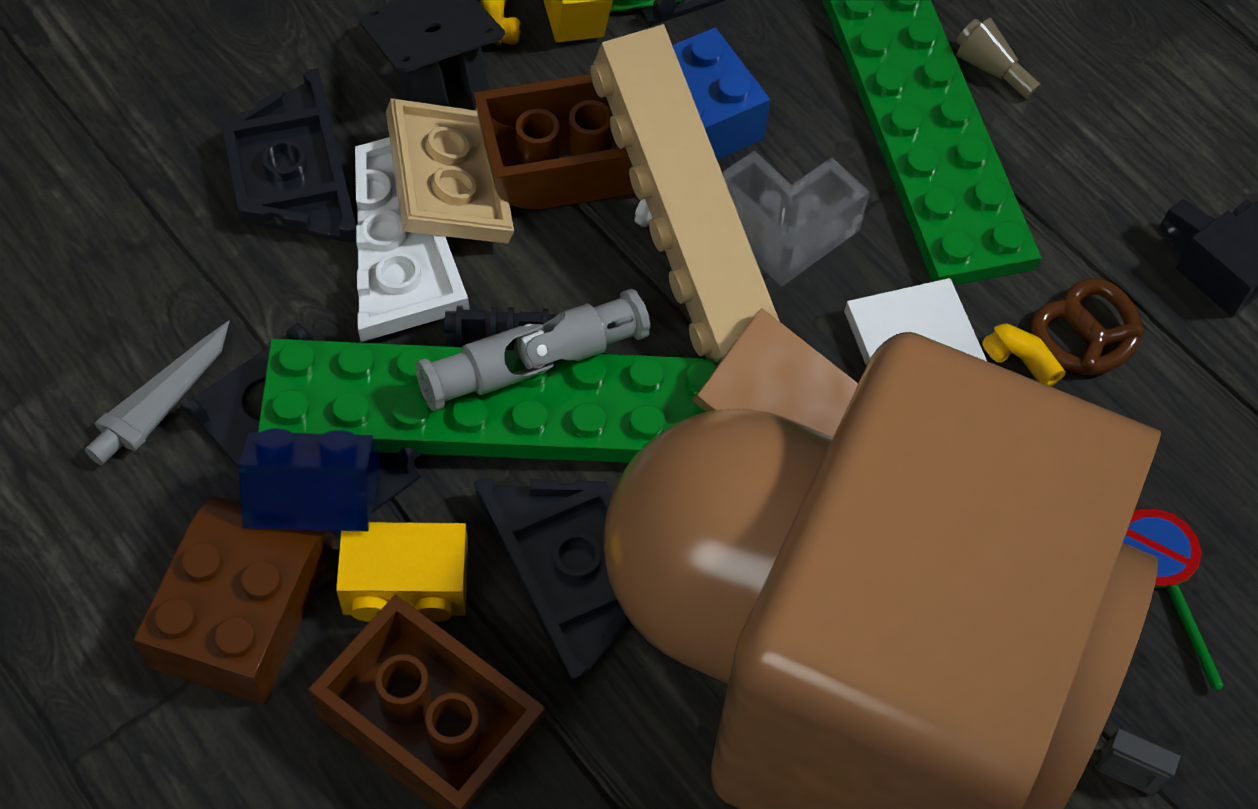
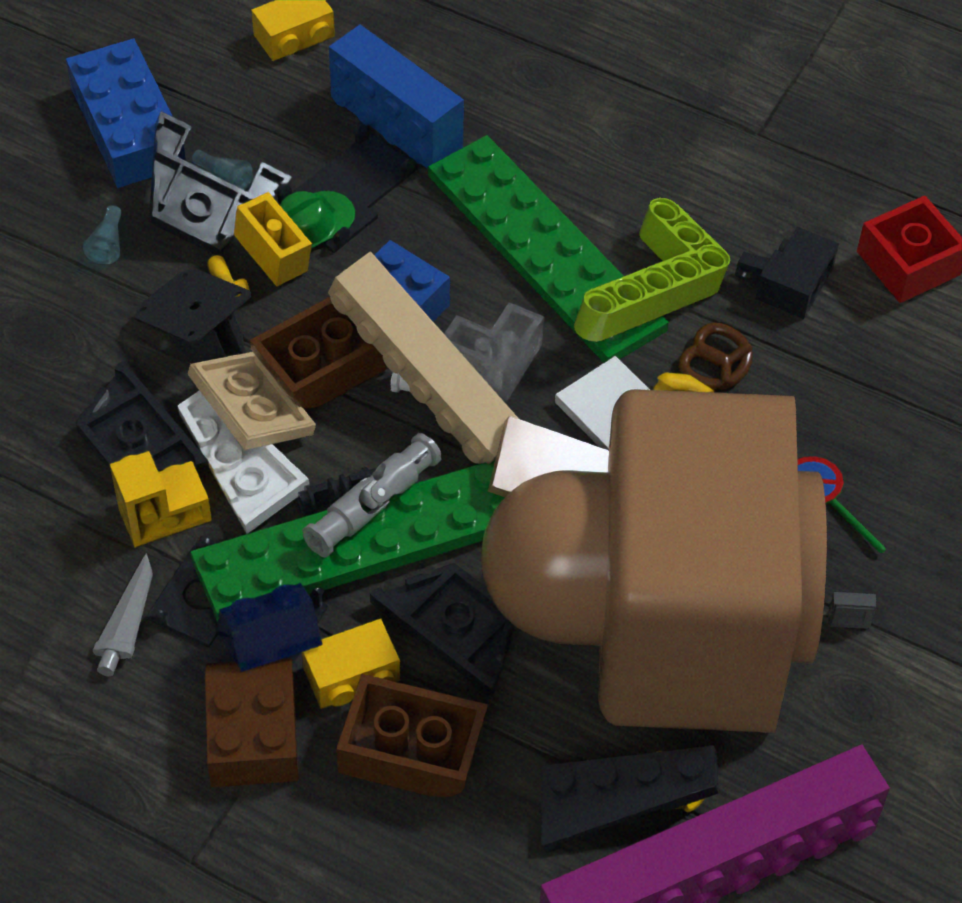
camera: 20 degrees left, 5 degrees down
(261, 259) = (158, 502): none -> yellow brick
(989, 51) = (575, 193): dark tan cone -> none
(1095, 202) = (688, 273): none -> lime beam

